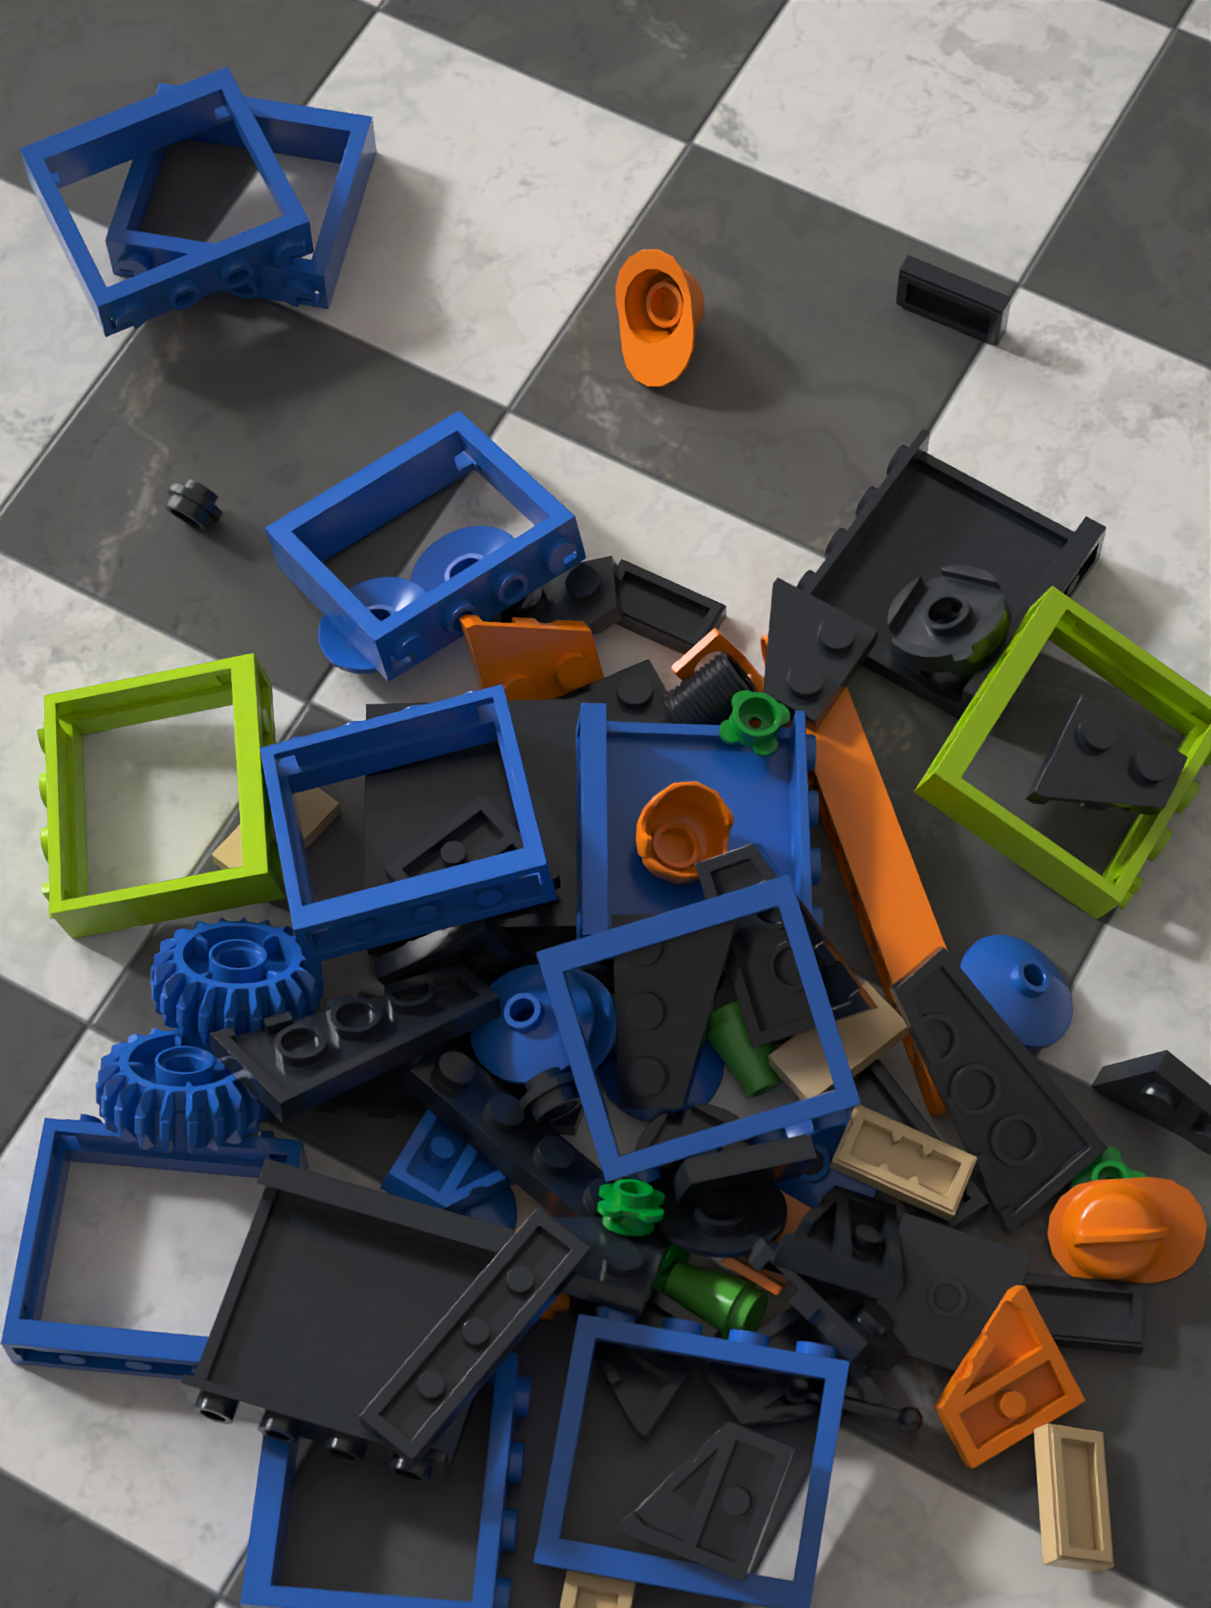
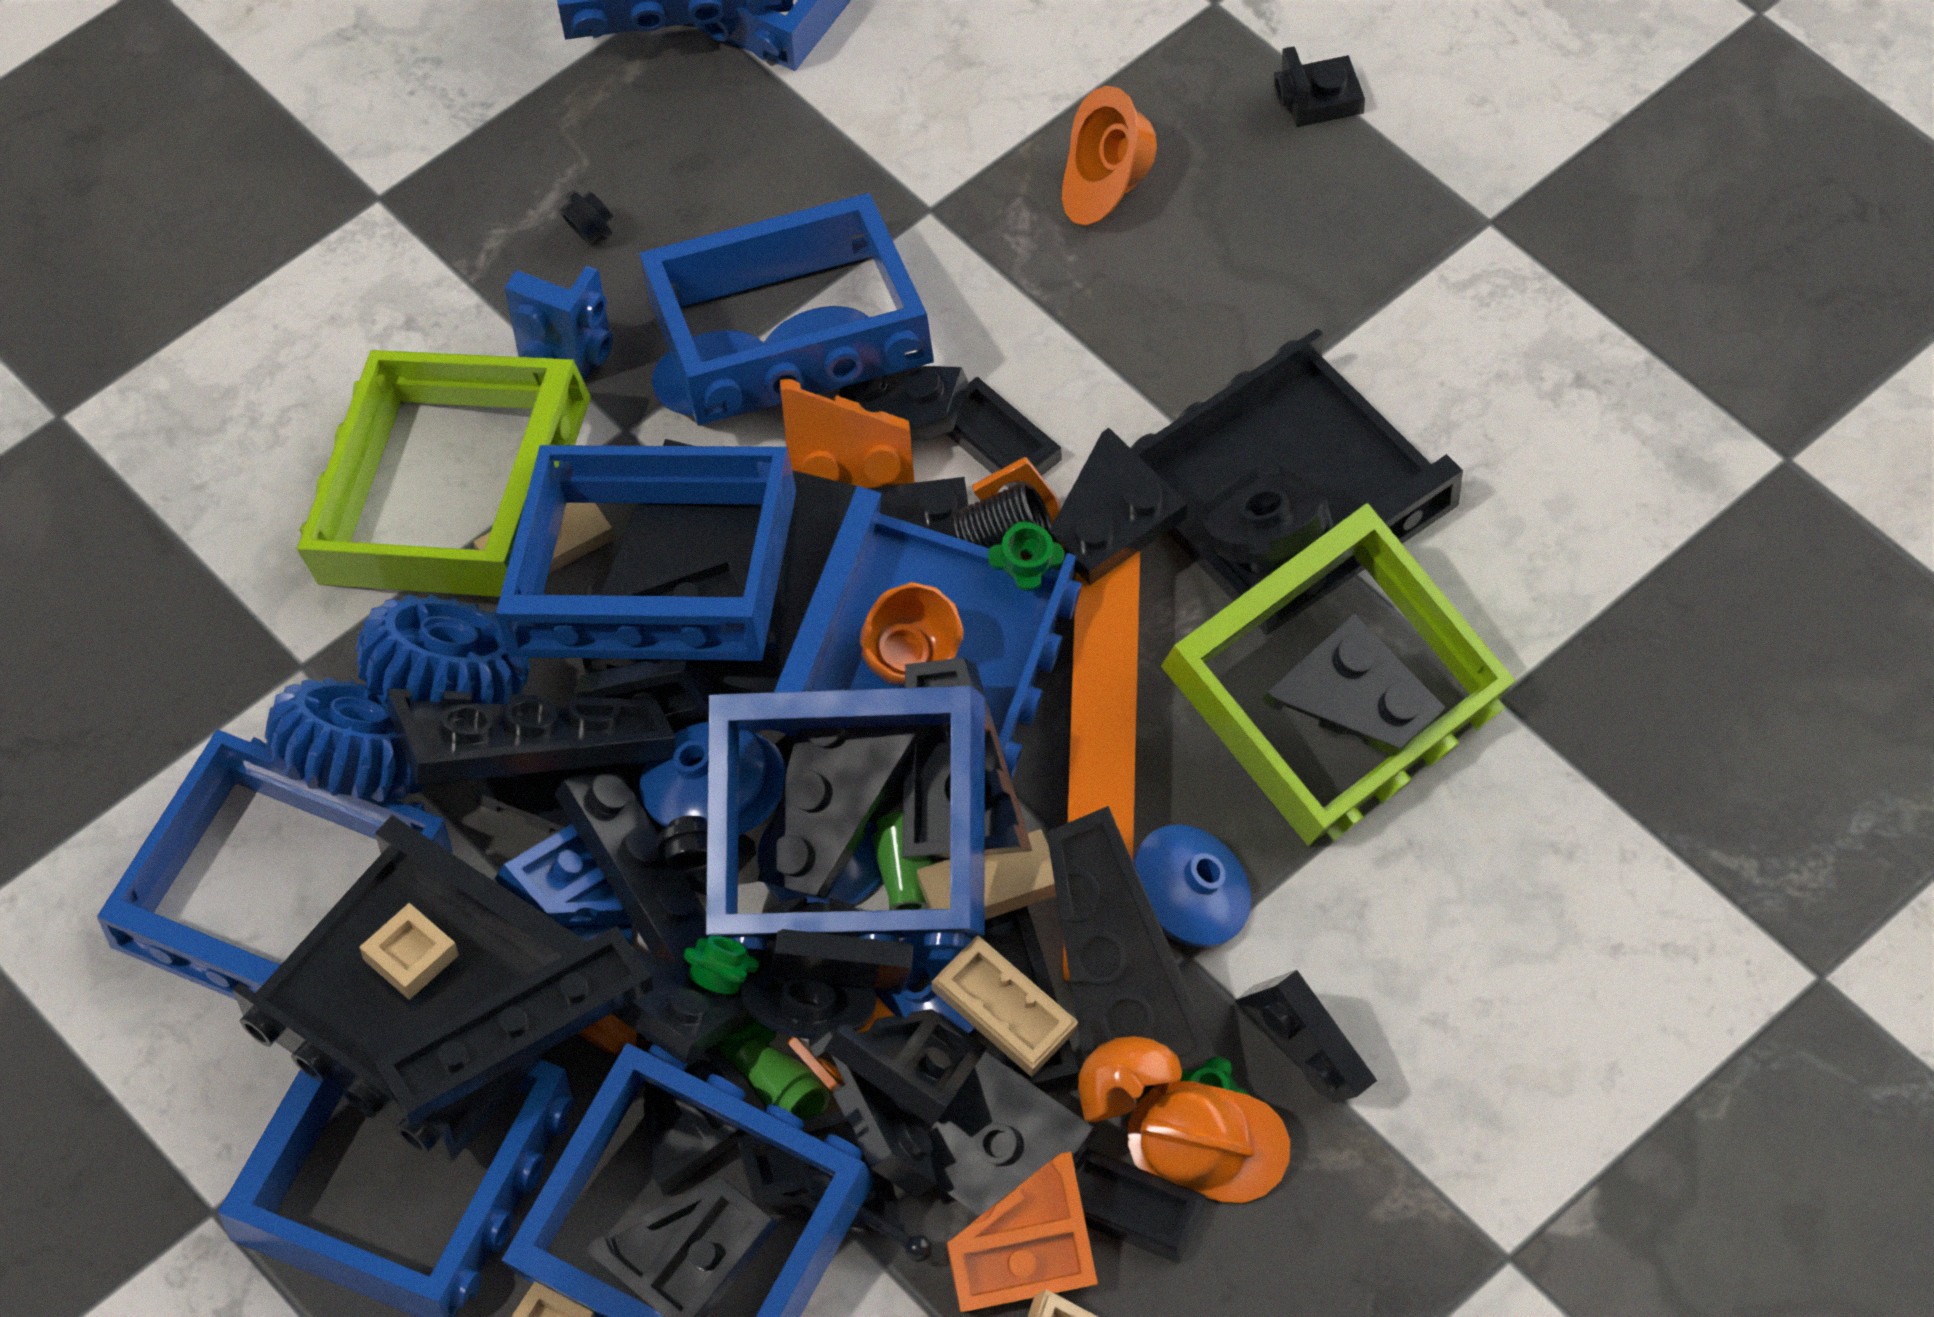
camera: 20 degrees right, 5 degrees down
(215, 619) = (560, 321): none -> blue bracket
(331, 1287) = (409, 951): none -> tan plate
(820, 200) = (1318, 89): none -> black bracket
(953, 300) = (1408, 217): black tile -> none
(1044, 1189) = (1118, 1073): none -> orange hair

